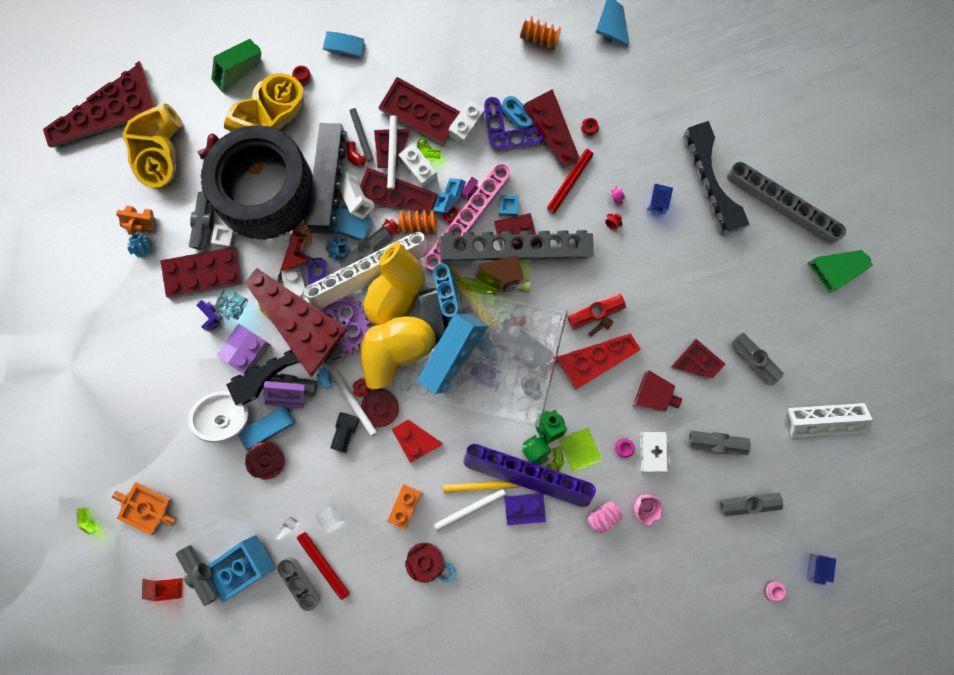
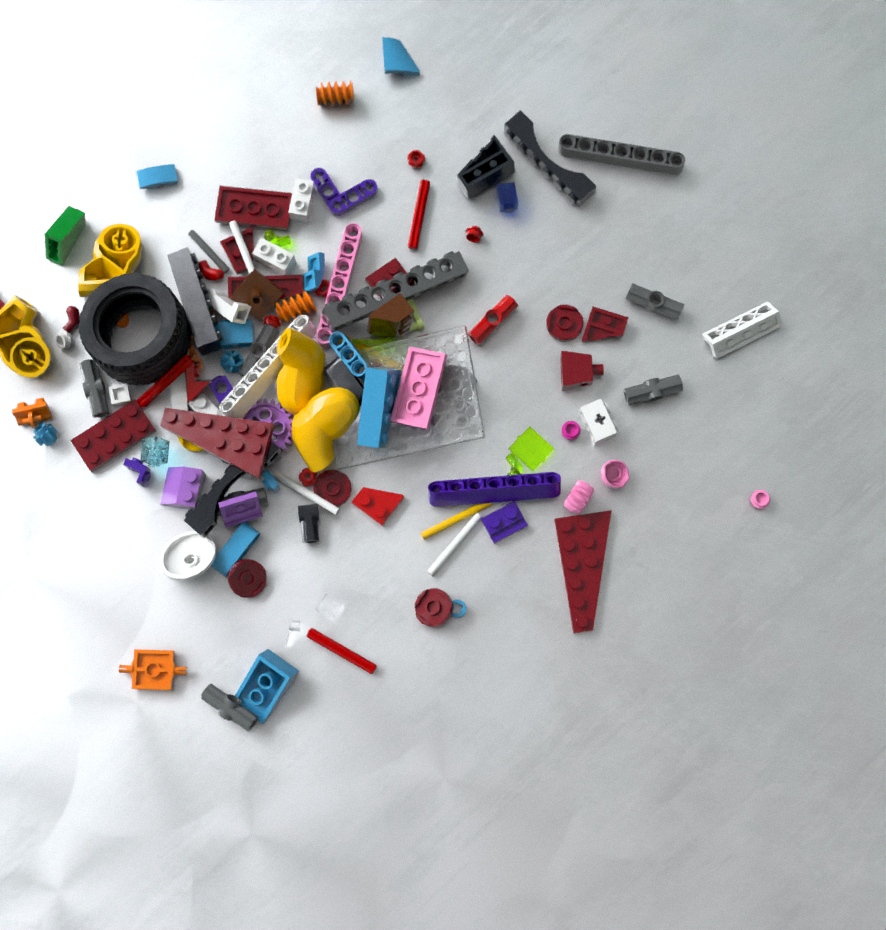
camera: 20 degrees left, 5 degrees down
(84, 522) = (102, 707): clear neon green arm -> none
(162, 588) = (200, 735): clear red slope -> none
(194, 163) = (63, 339): none -> white plate
(267, 242) = (170, 376): none -> red axle
(289, 579) = (317, 671): dark grey beam -> none
(302, 74) = (129, 218): red plate -> none
(387, 195) = (258, 293): none -> reddish brown tile
(404, 506) = (393, 565): orange brick -> none
(470, 188) = (330, 259): magenta plate -> none
(497, 352) = (419, 388): none -> bright pink plate
(508, 205) = (372, 258): dark azure plate -> none
(517, 114) = (345, 173): dark azure plate -> none
(536, 450) = (491, 464): green head -> none
(550, 123) = (380, 171): dark red wing -> none
(552, 426) = (496, 437): green brick -> none
(584, 572) = (582, 554): none -> dark red wing
(594, 360) = (508, 366): red wing -> none
(606, 323) = (506, 326): reddish brown hand -> none
(617, 195) = (467, 209): dark pink plate -> none
(652, 164) = (485, 169): none -> black wedge
(662, 342) = (564, 323): none -> dark red tile
(739, 505) = (714, 425): dark grey piece -> none
(821, 568) = (791, 461): clear blue brick -> none
(840, 268) = (693, 192): green slope -> none

